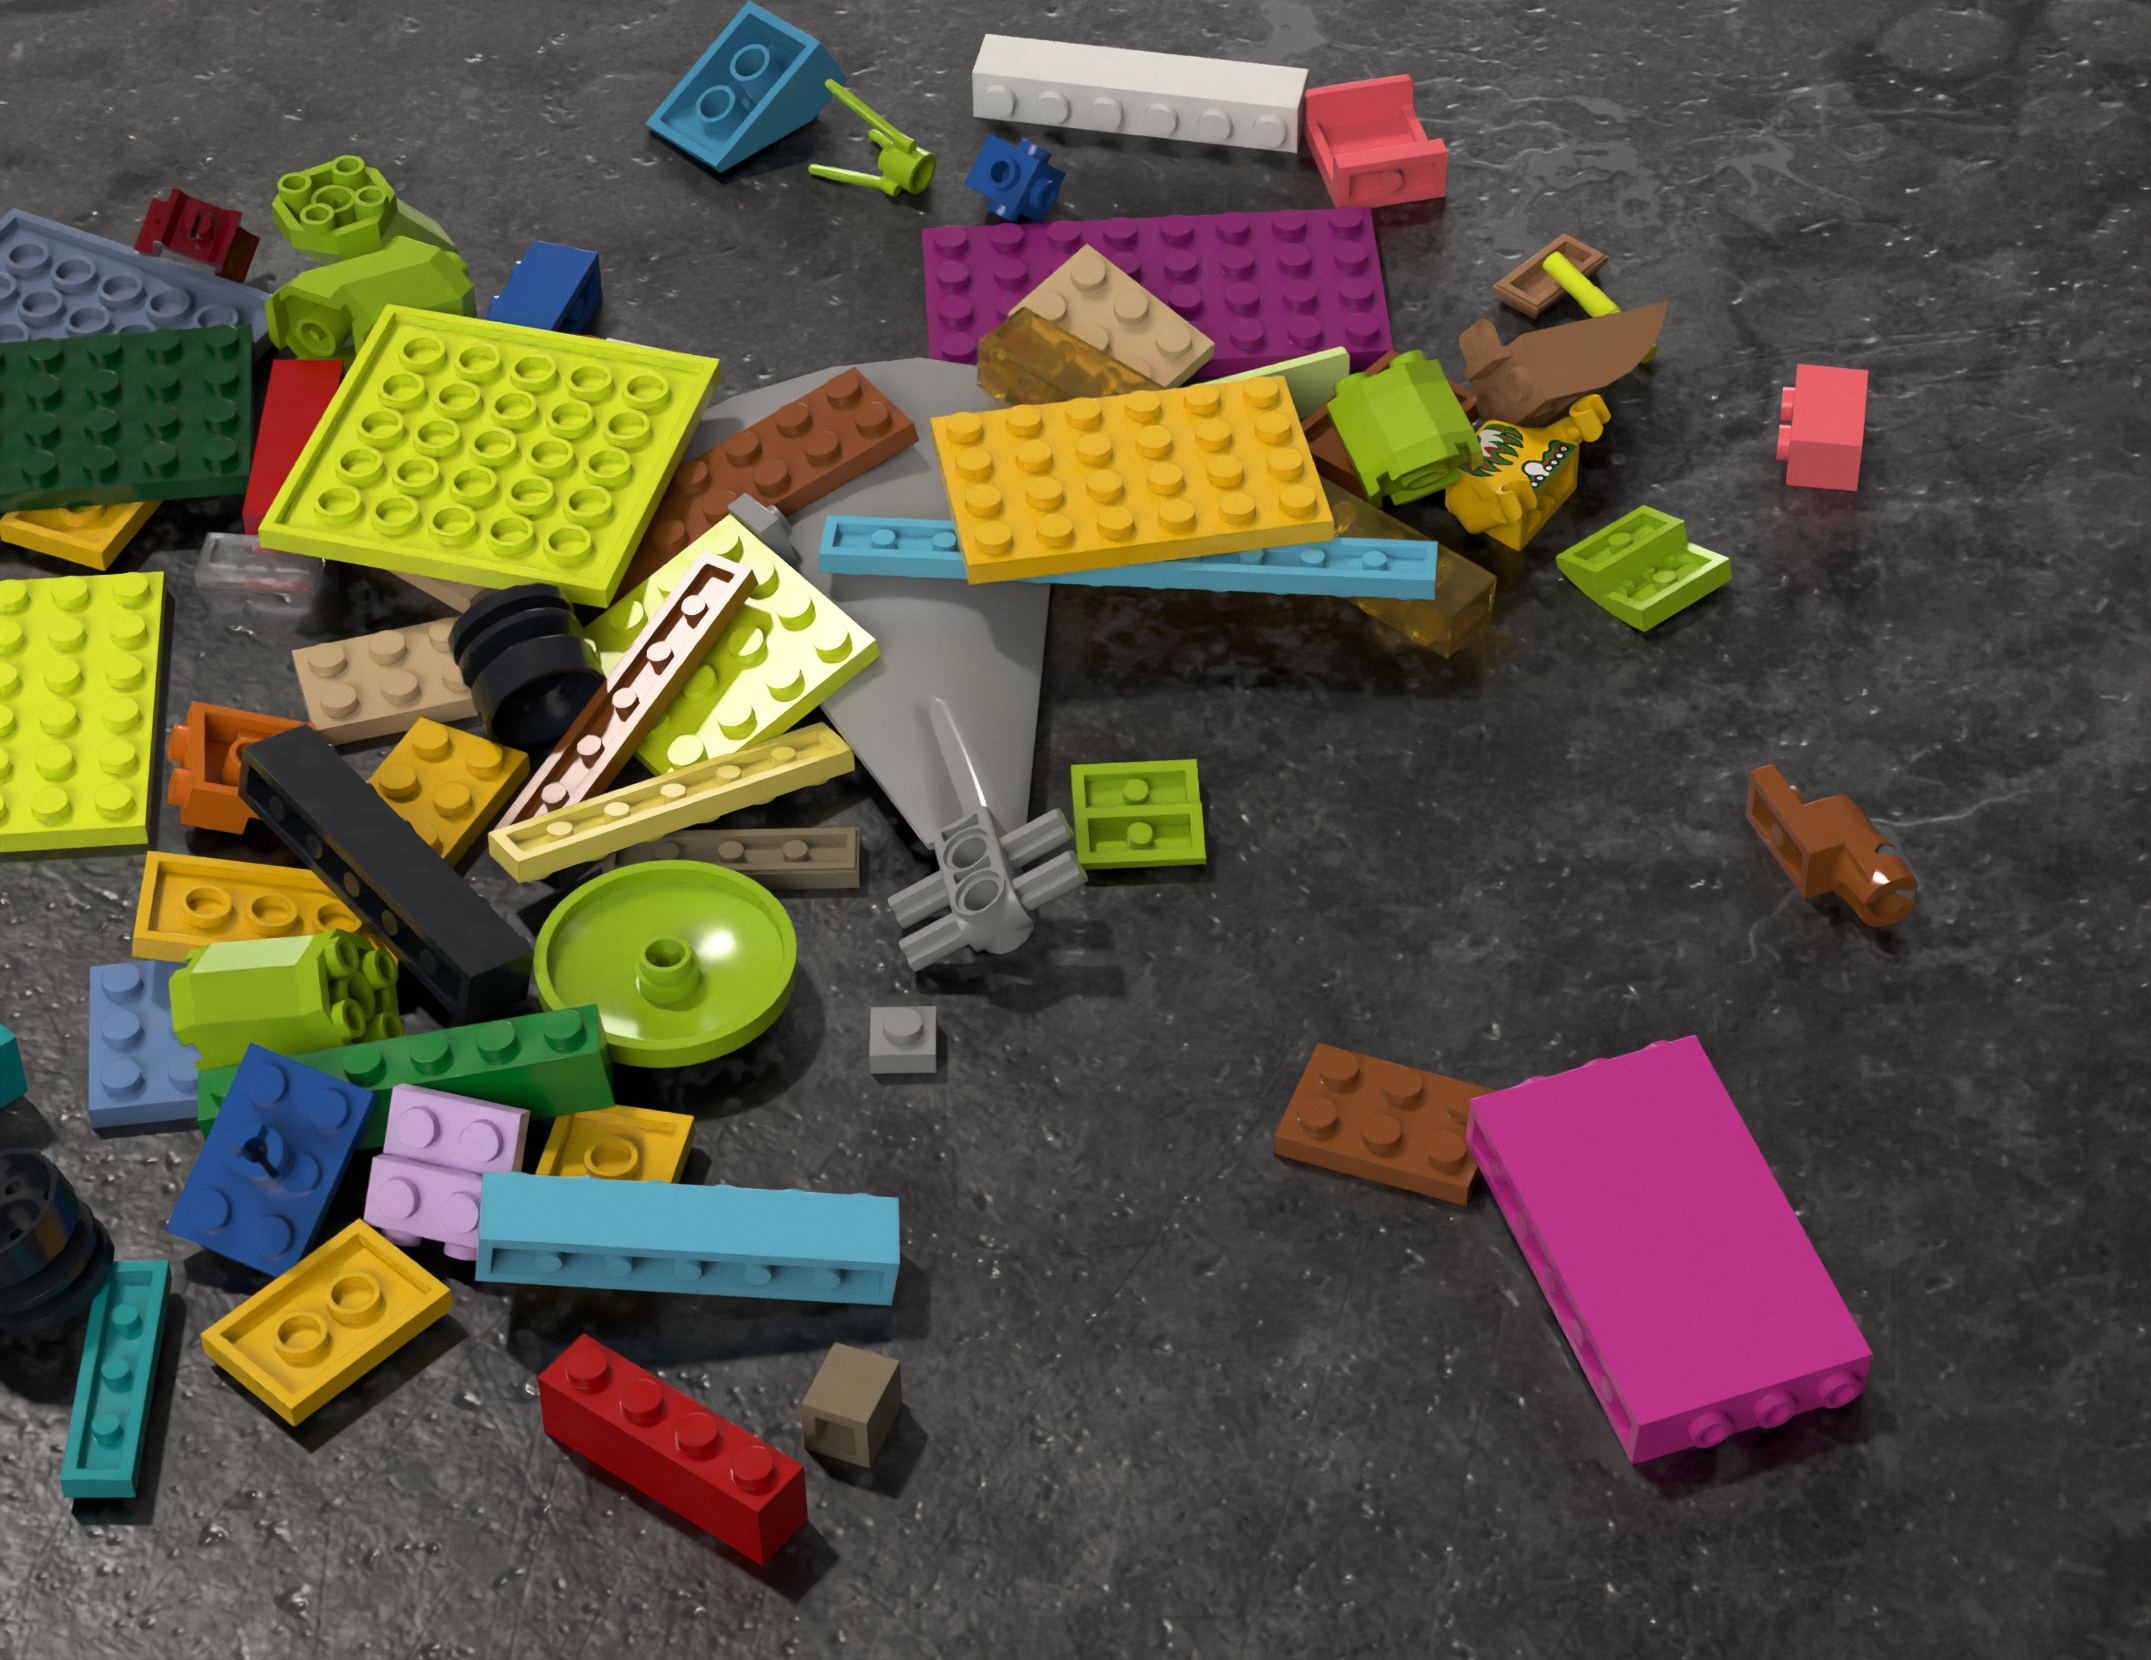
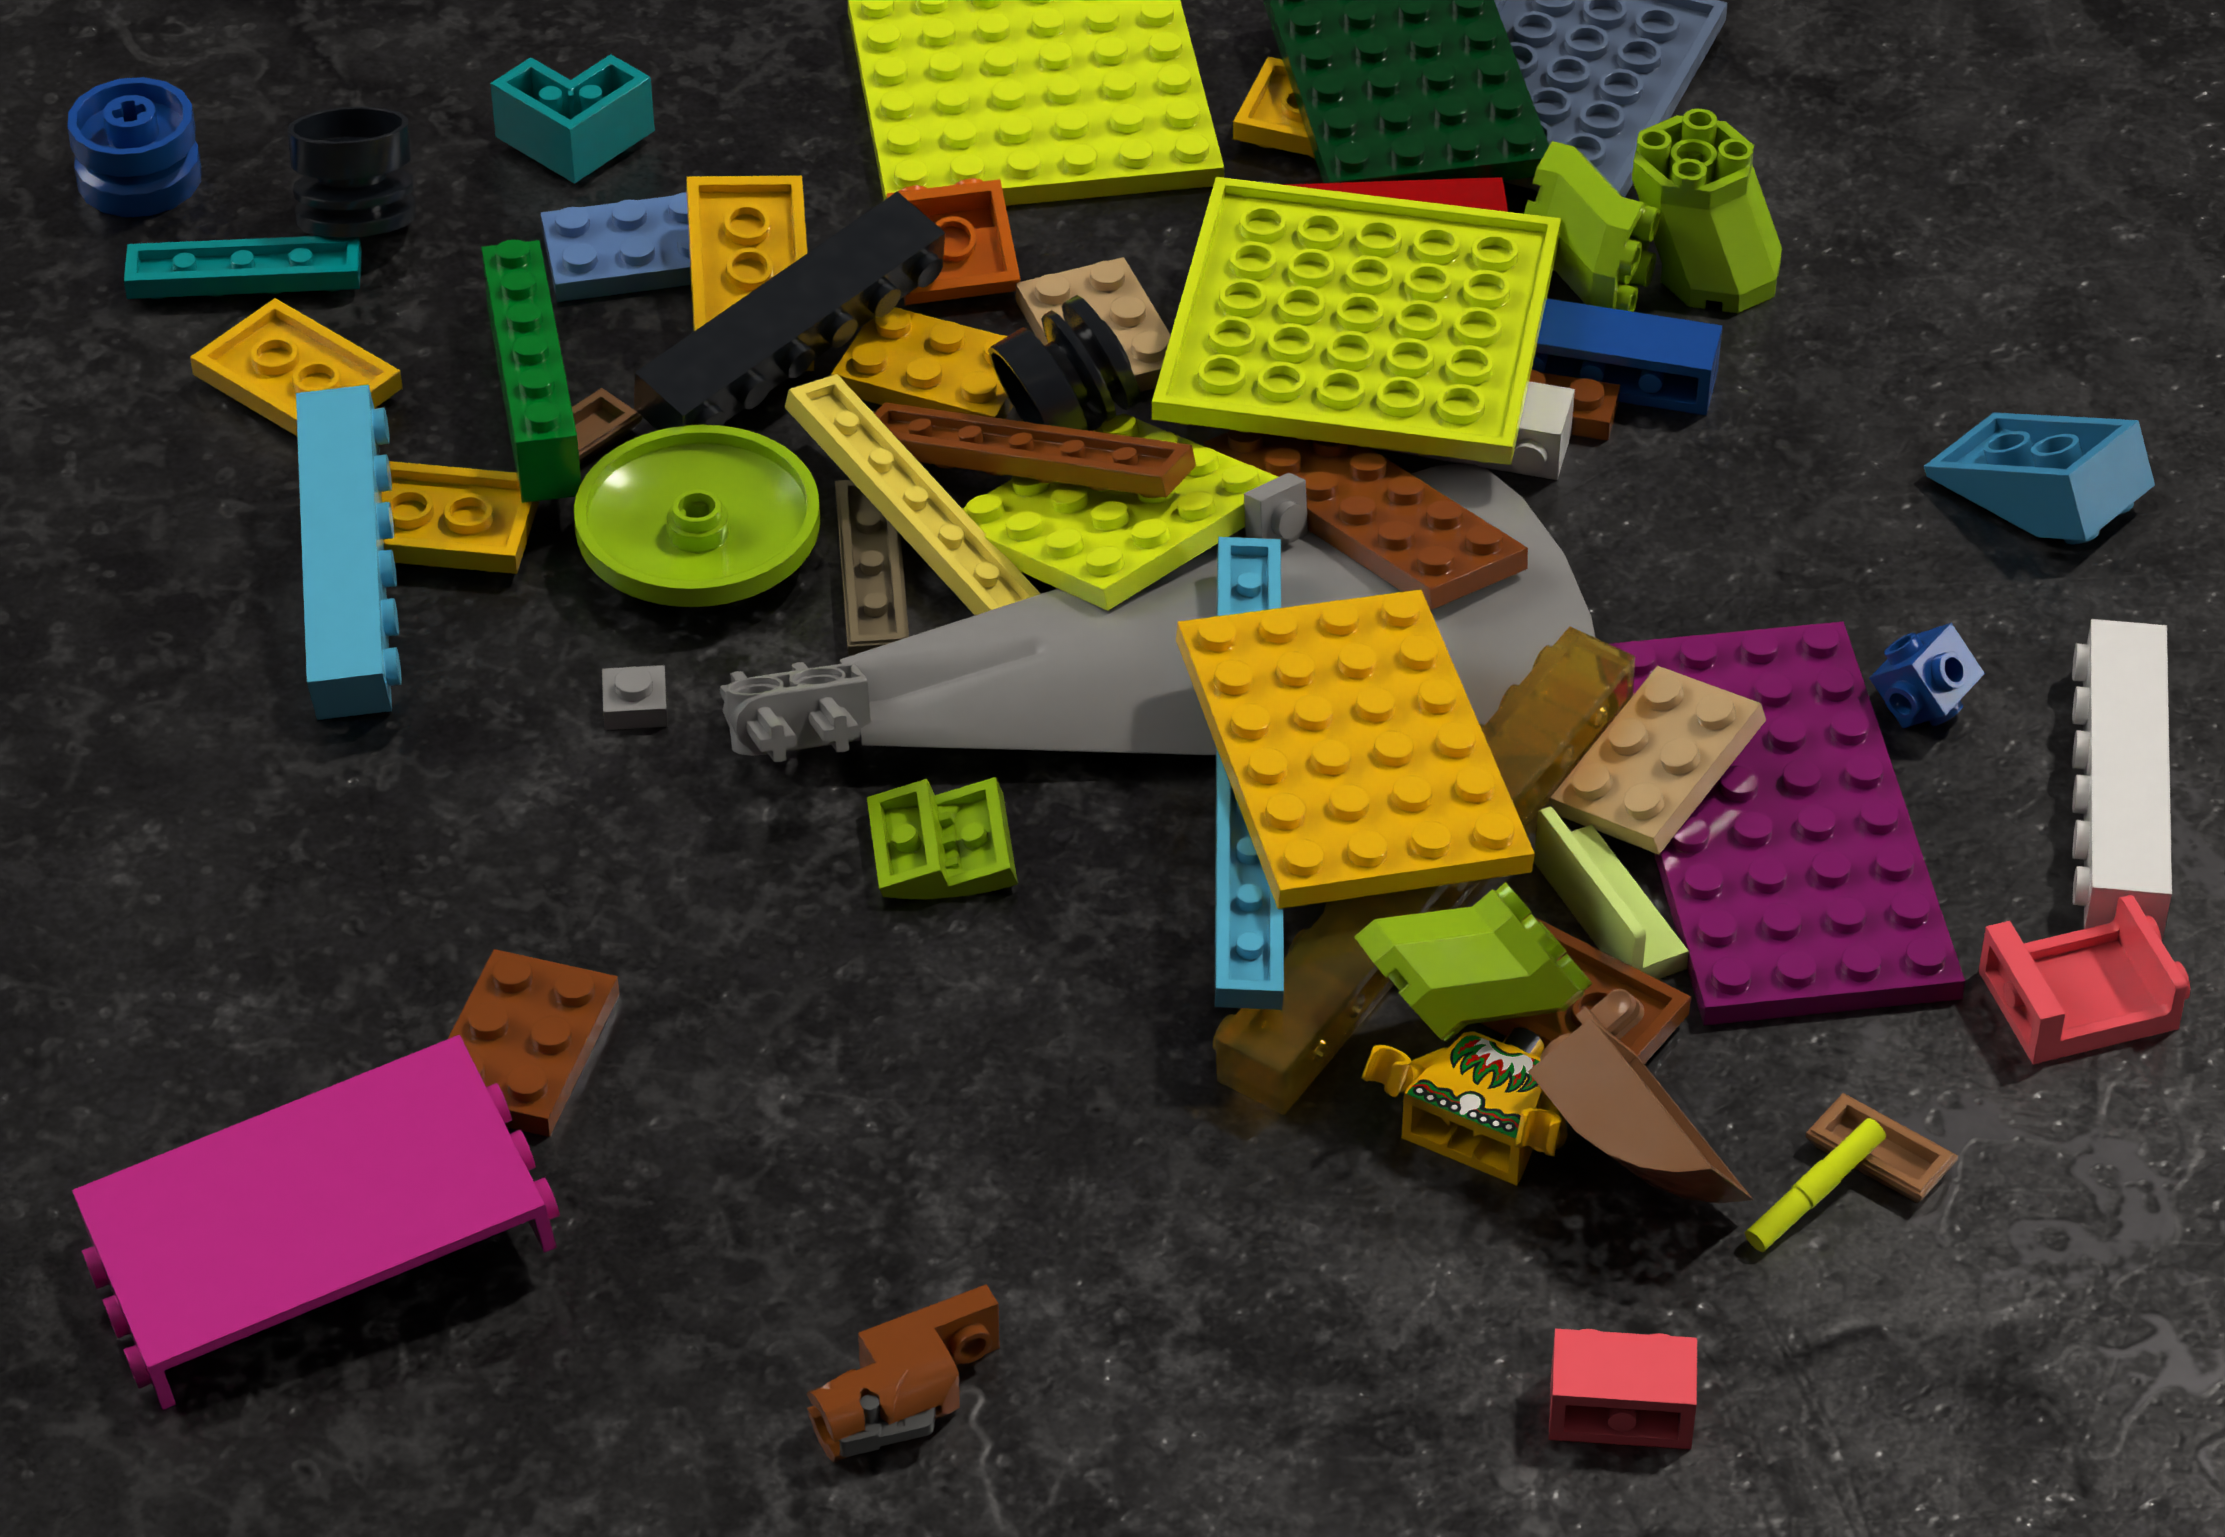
camera: 85 degrees right, 0 degrees up
(198, 233) = (1663, 85): dark red piece -> none
(272, 1162) = (436, 293): blue plate -> none
(284, 996) = (623, 282): lime brick -> none
(435, 1166) = (433, 396): lavender plate -> none
(673, 1449) = (126, 577): red brick -> none
(852, 1404) = (174, 684): dark tan brick -> none
(901, 159) = (1956, 595): lime plant -> none
(1644, 568) = (1369, 1233): lime slope -> none

